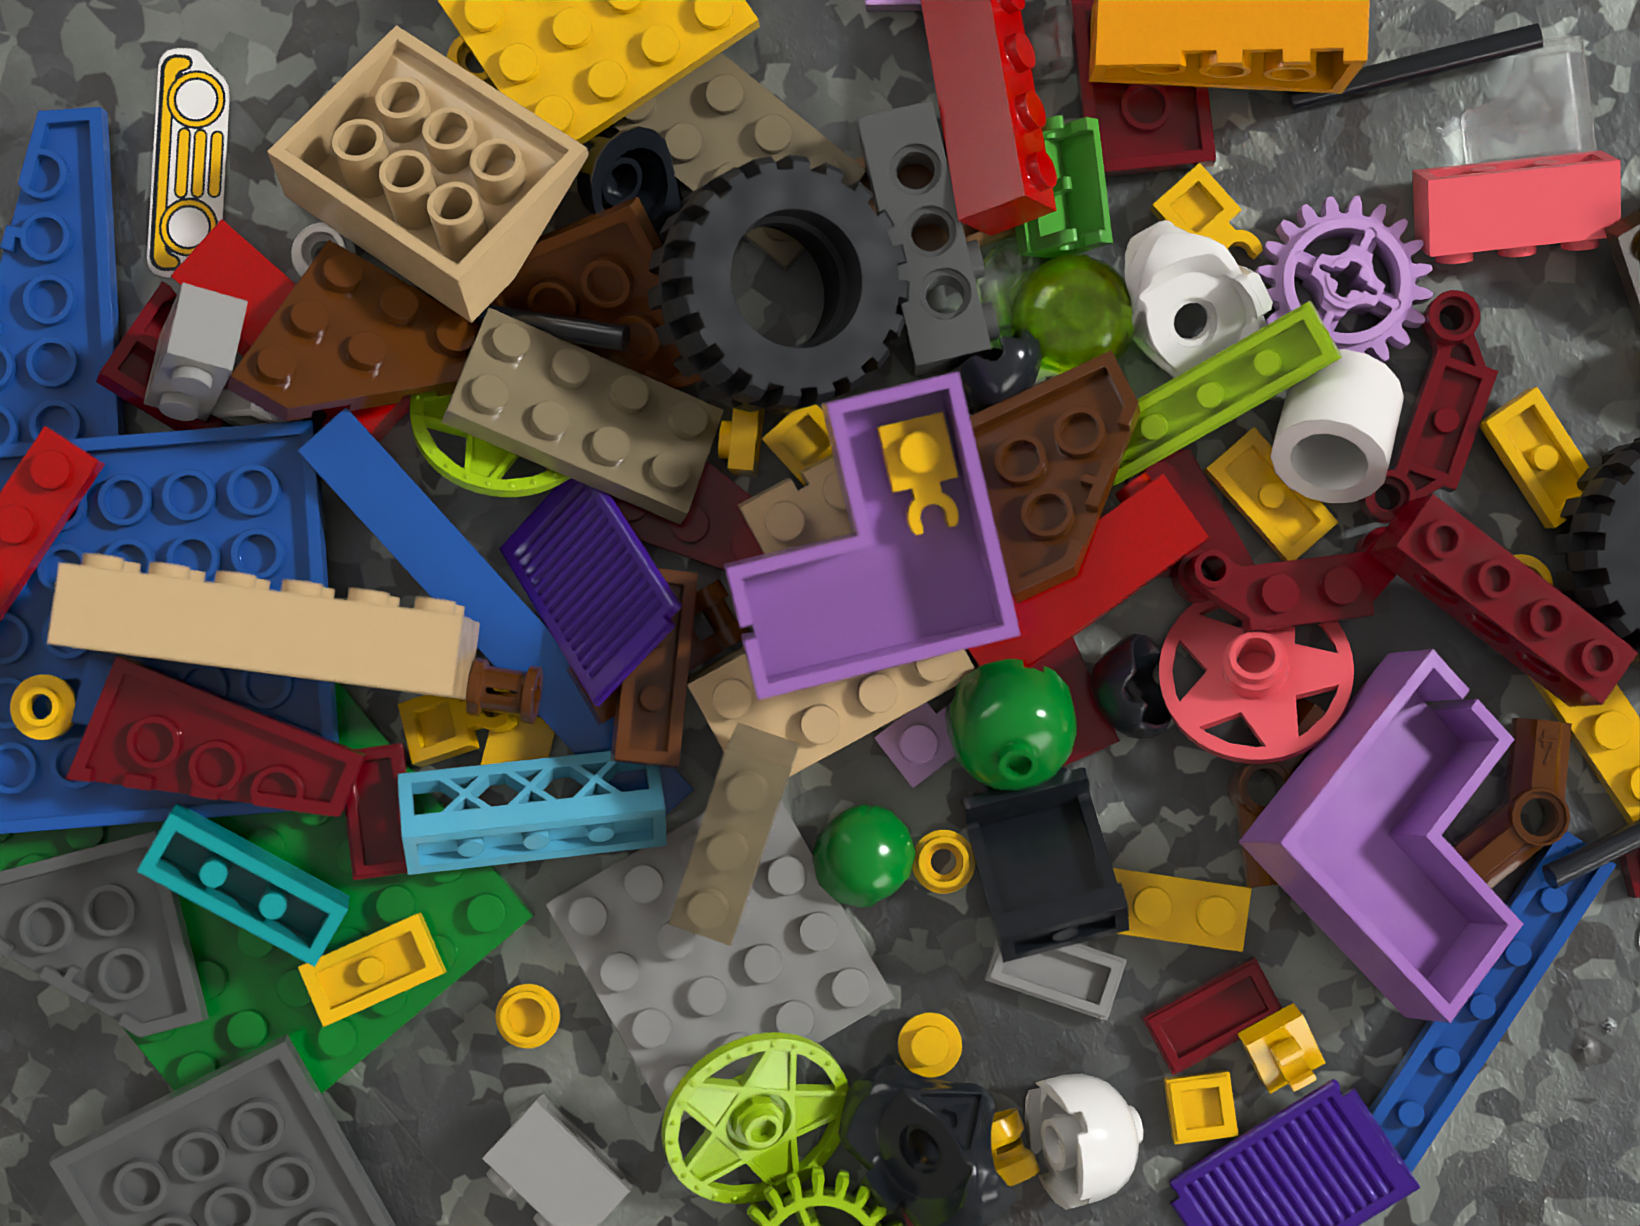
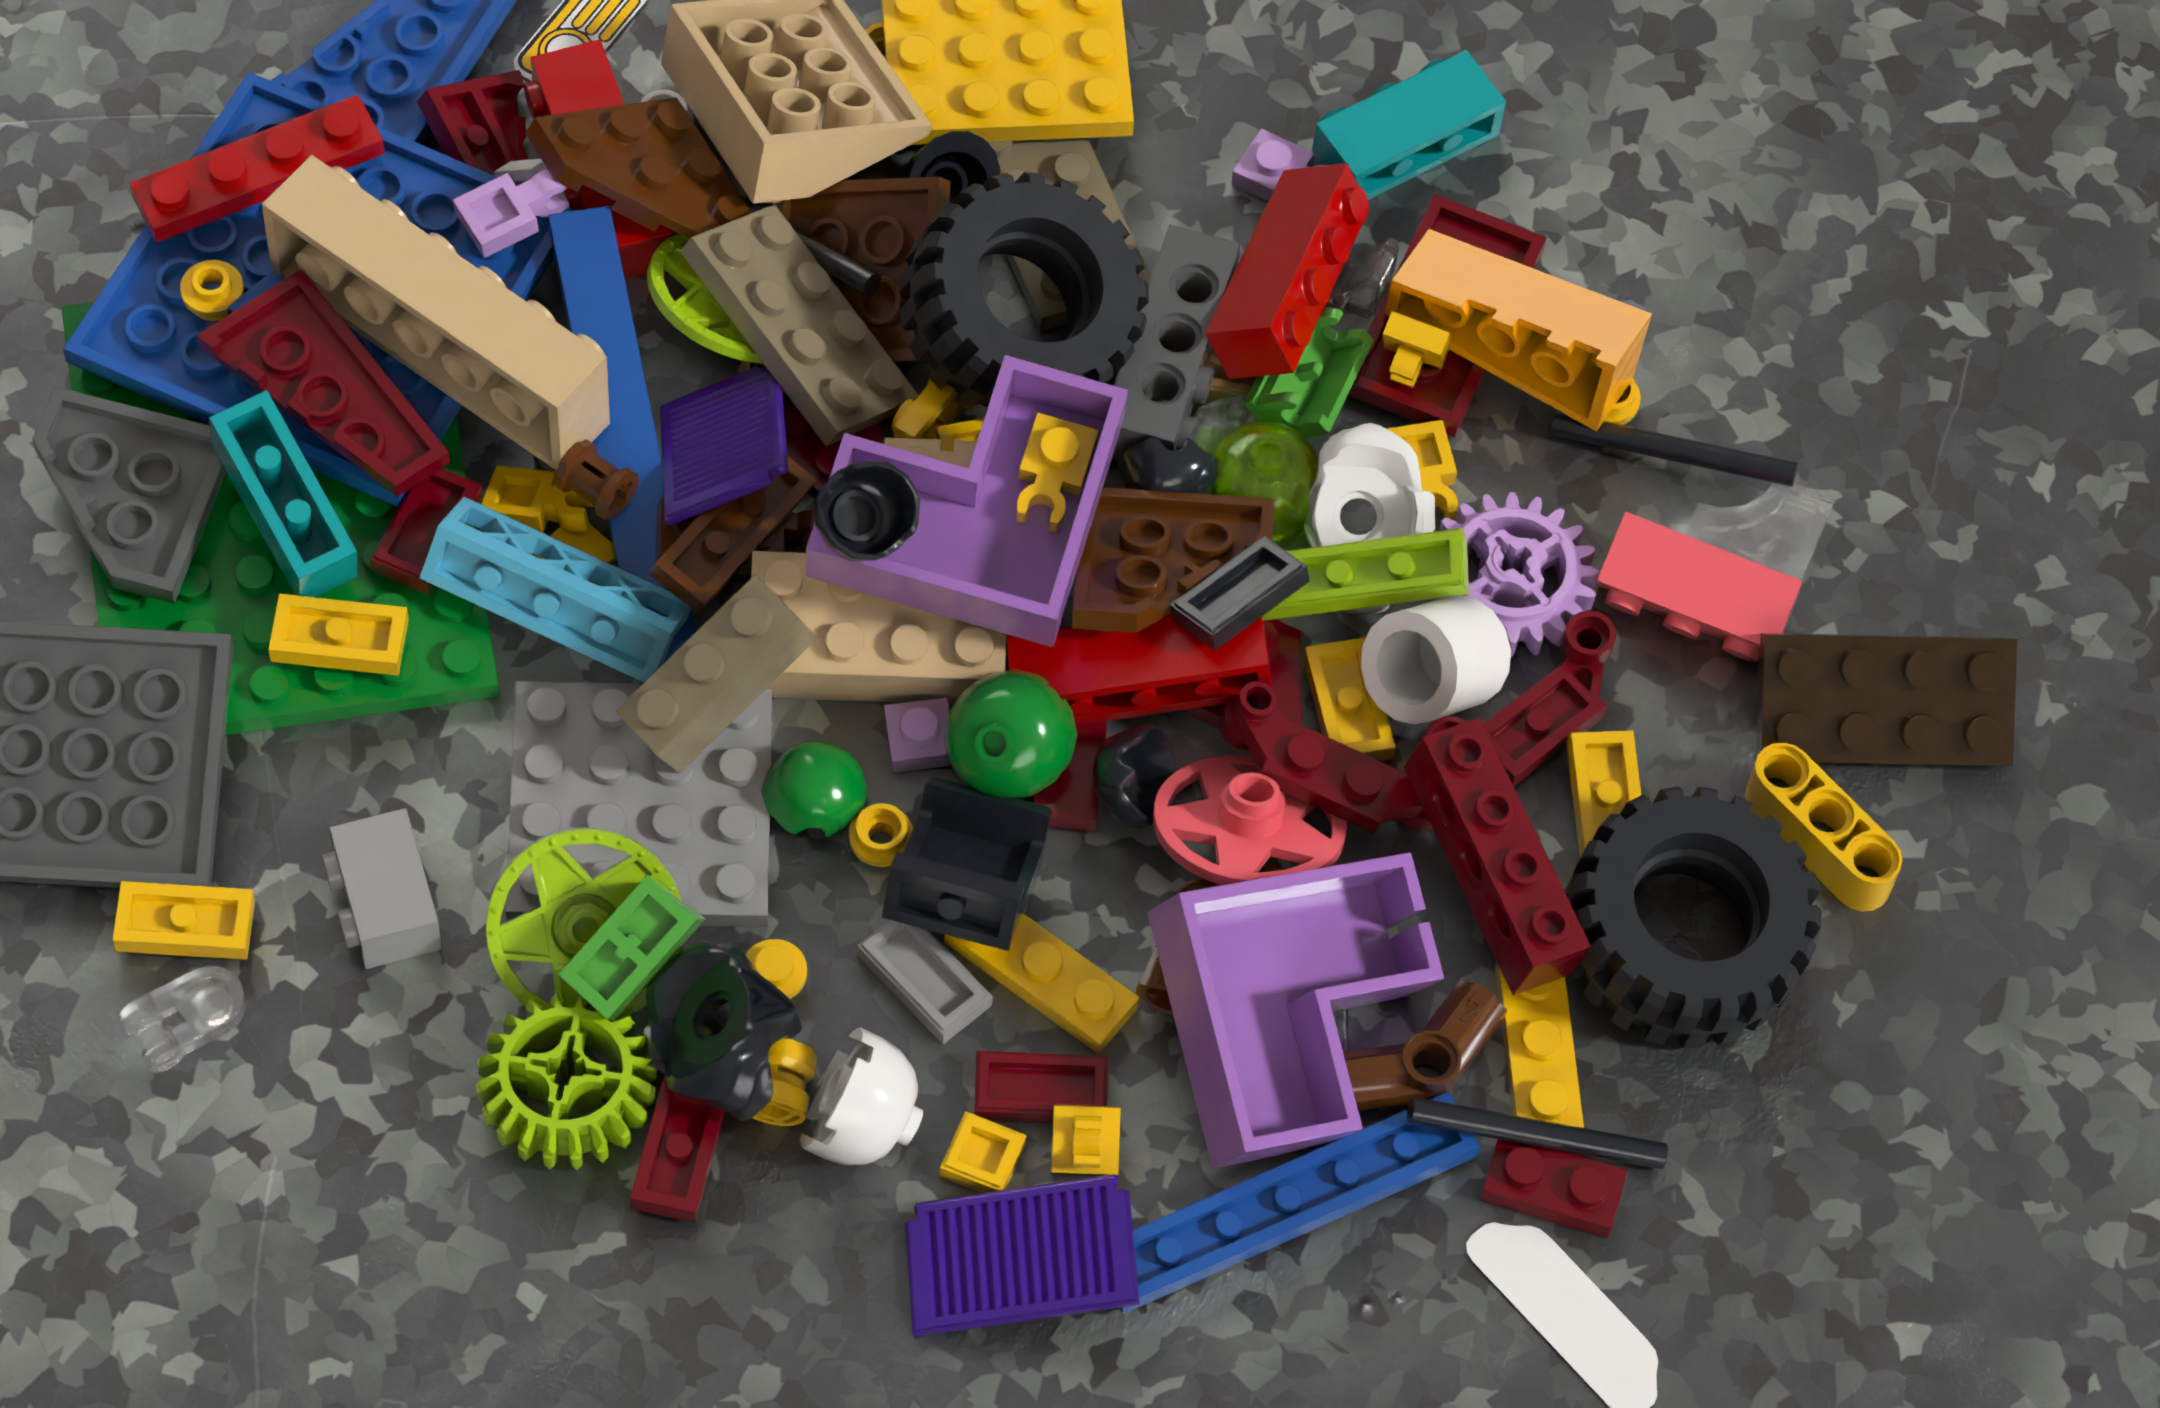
camera: 20 degrees right, 25 degrees down
(195, 353) = (499, 114): light grey brick -> none
(252, 474) = (506, 213): none -> lavender plate
(527, 1015) = (440, 761): yellow plate -> none
(801, 650) = (867, 510): none -> black hair
(819, 1132) = (631, 947): none -> bright green hinge
(1143, 111) = (1413, 344): none -> yellow tile
(1145, 481) = (1239, 593): none -> black tile

